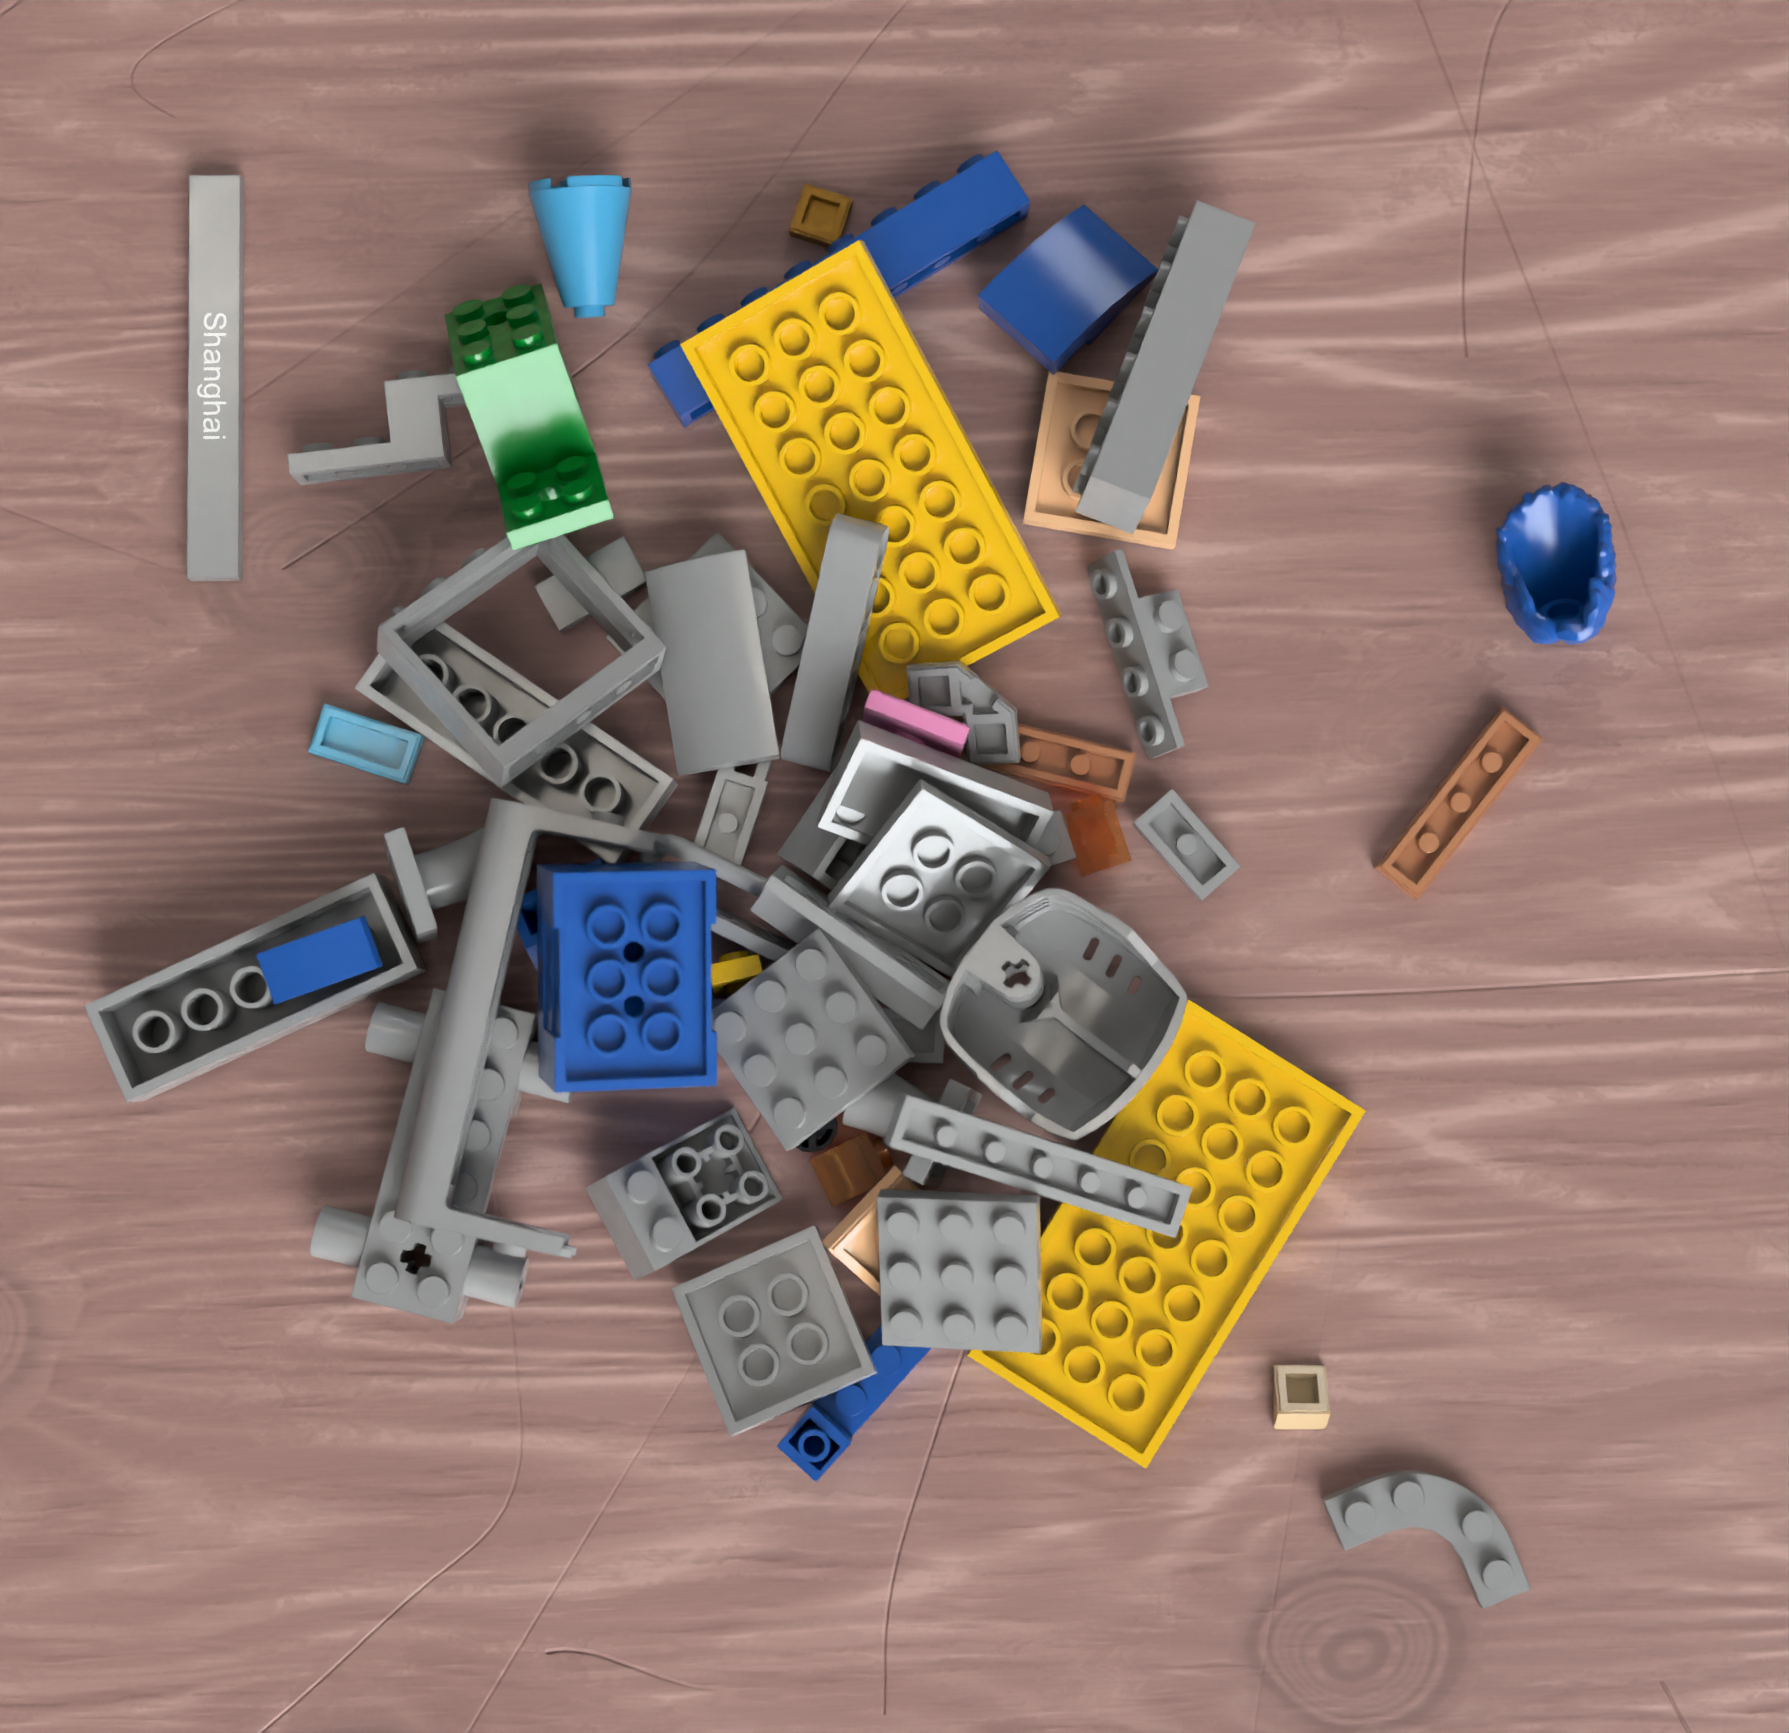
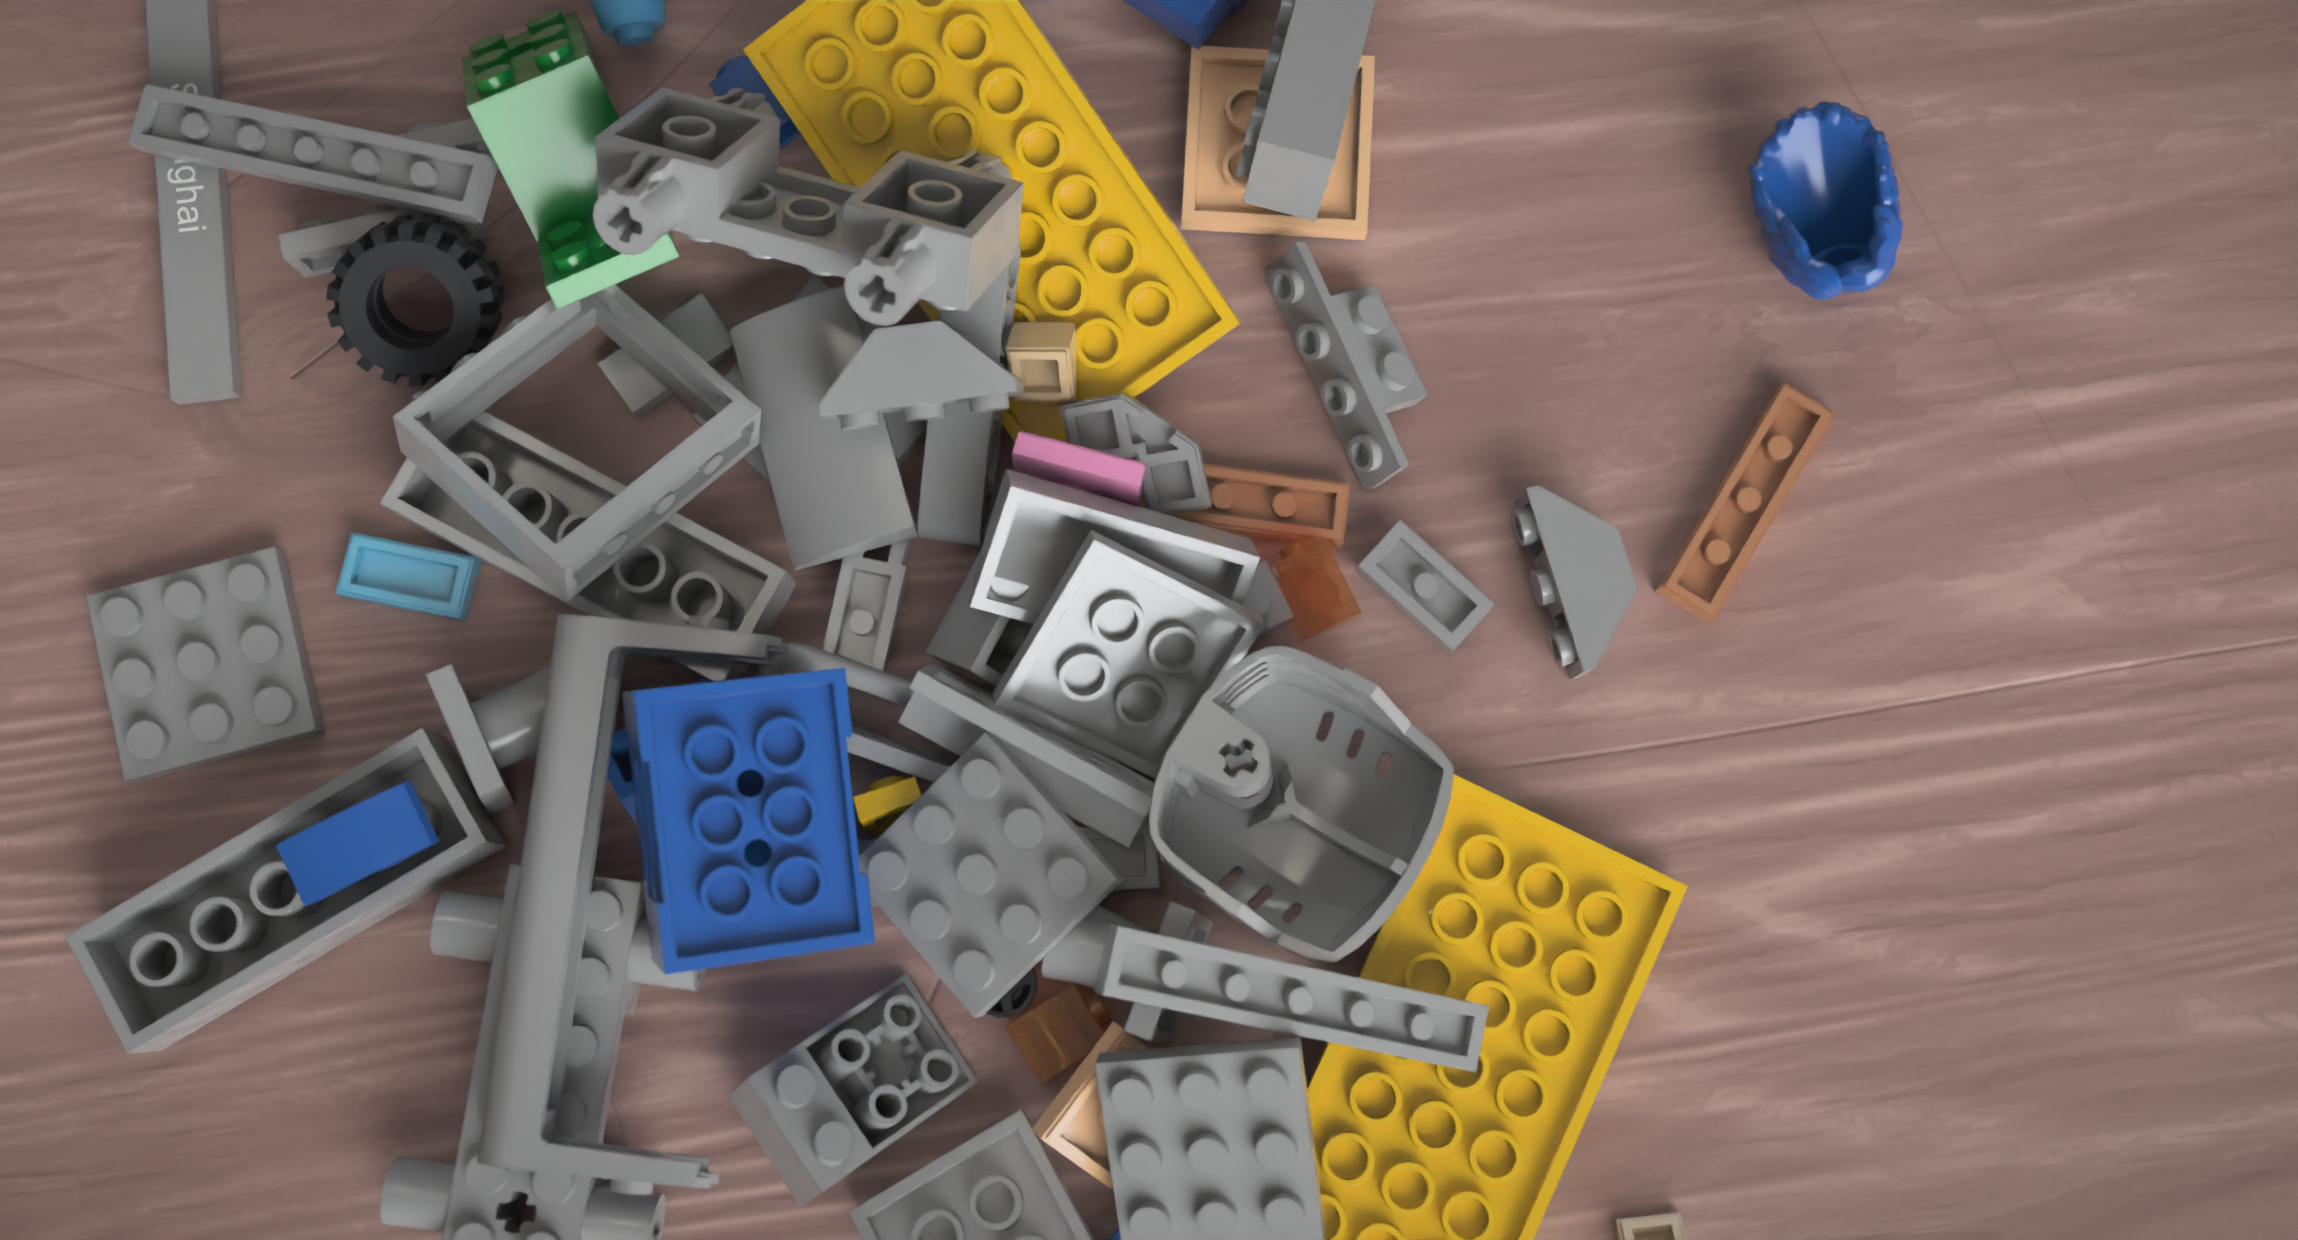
camera: 10 degrees left, 5 degrees down
(199, 797) = (204, 664): none -> light grey plate
(321, 390) = (314, 153): none -> light grey plate
(385, 560) = (374, 329): none -> black tyre
(646, 453) = (717, 178): none -> light grey piece
(797, 634) = (917, 372): none -> light grey slope
(896, 628) = (1044, 360): none -> tan slope
(1312, 850) = (1577, 574): none -> light grey slope

